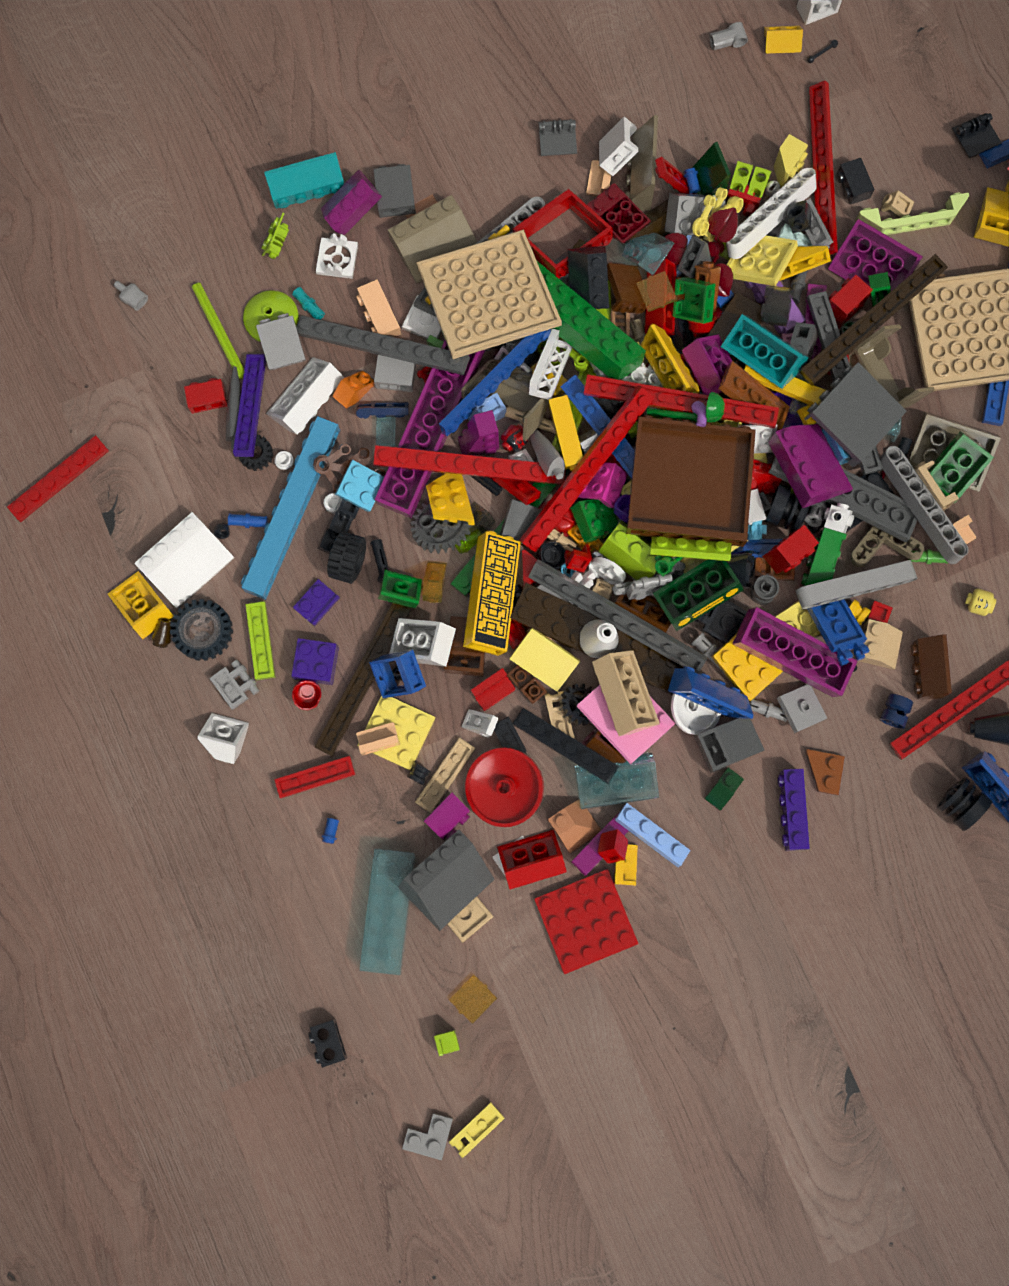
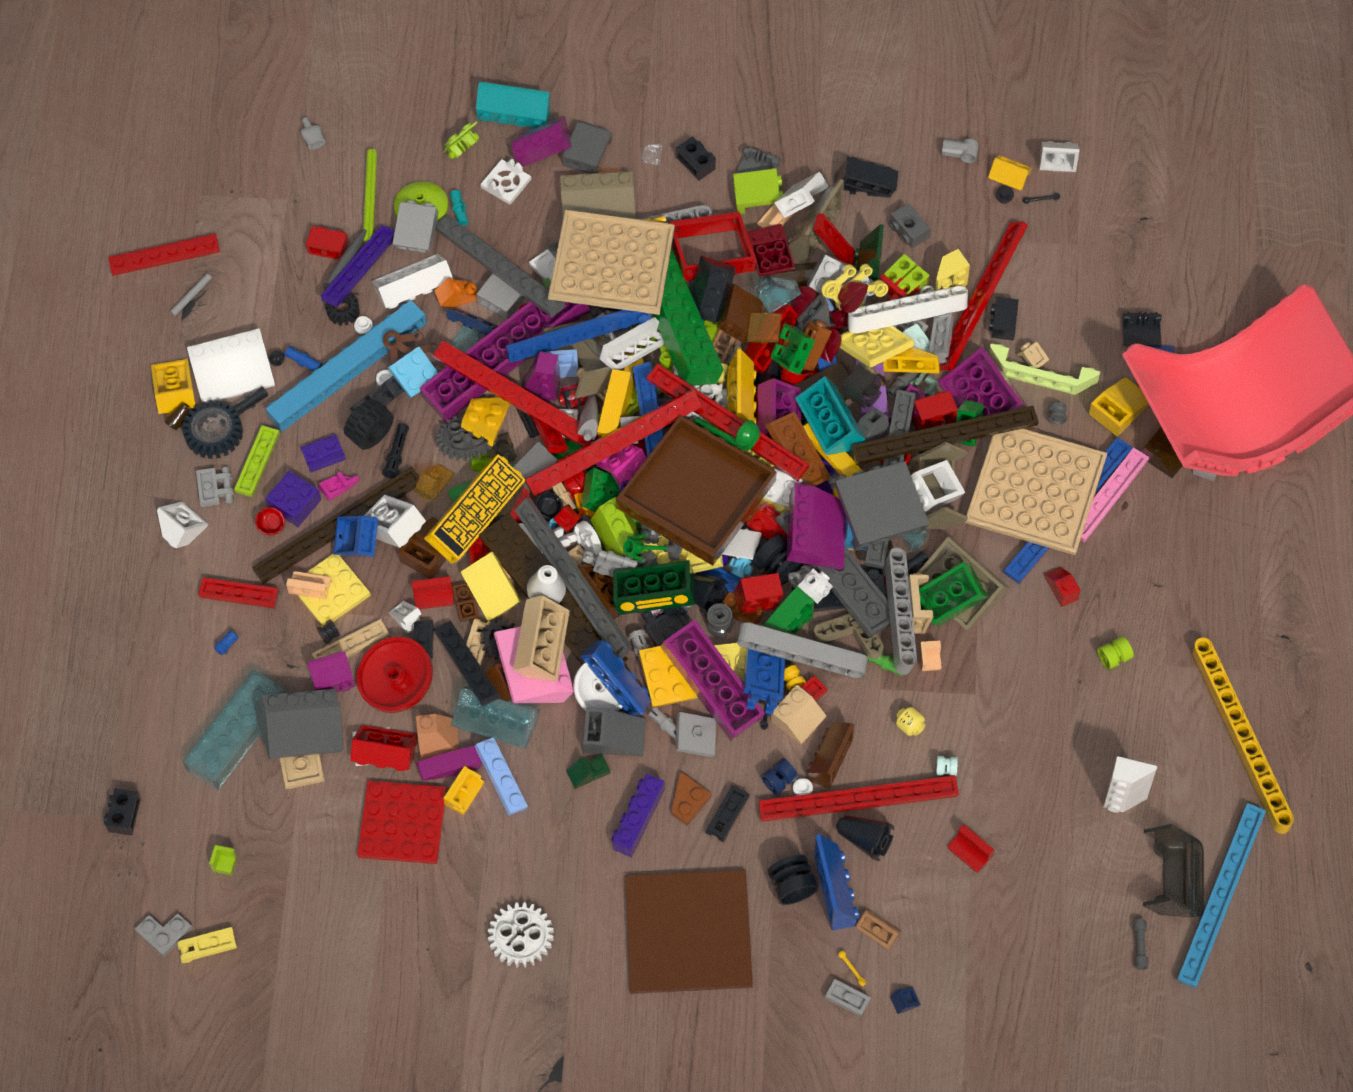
camera: 25 degrees right, 15 degrees down
(105, 506) = (190, 295): none -> light grey bar
(220, 584) = (250, 401): none -> black pin
(346, 628) = (337, 485): none -> dark pink slope
(377, 309) = (515, 238): light nougat brick -> none
(400, 589) = (398, 471): green slope -> none
(455, 168) = (652, 153): none -> clear slope
(473, 999) = (267, 839): clear yellow piece -> none
(496, 158) = (692, 160): none -> black brick
(571, 159) = (757, 188): none -> lime panel
(613, 846) = (459, 764): red panel -> none
(662, 101) = (867, 178): none -> black wedge
(691, 548) = (663, 543): lime plate -> none
(692, 181) = (852, 251): blue pin -> none
(700, 409) = (731, 442): medium lavender arm -> none
(721, 123) = (905, 217): none -> dark grey brick
(735, 967) = (509, 921): none -> white gear
(789, 62) = (1004, 194): none -> black plate
(799, 216) = (929, 322): black brick -> none
(824, 280) = (932, 384): none -> sand green piece
(869, 767) = (728, 813): none -> black plate
(894, 363) = (947, 481): none -> white window
(894, 895) = (688, 931): none -> reddish brown tile
(920, 710) = (802, 787): none -> white tile
(949, 249) = (1057, 413): none -> dark grey wheel

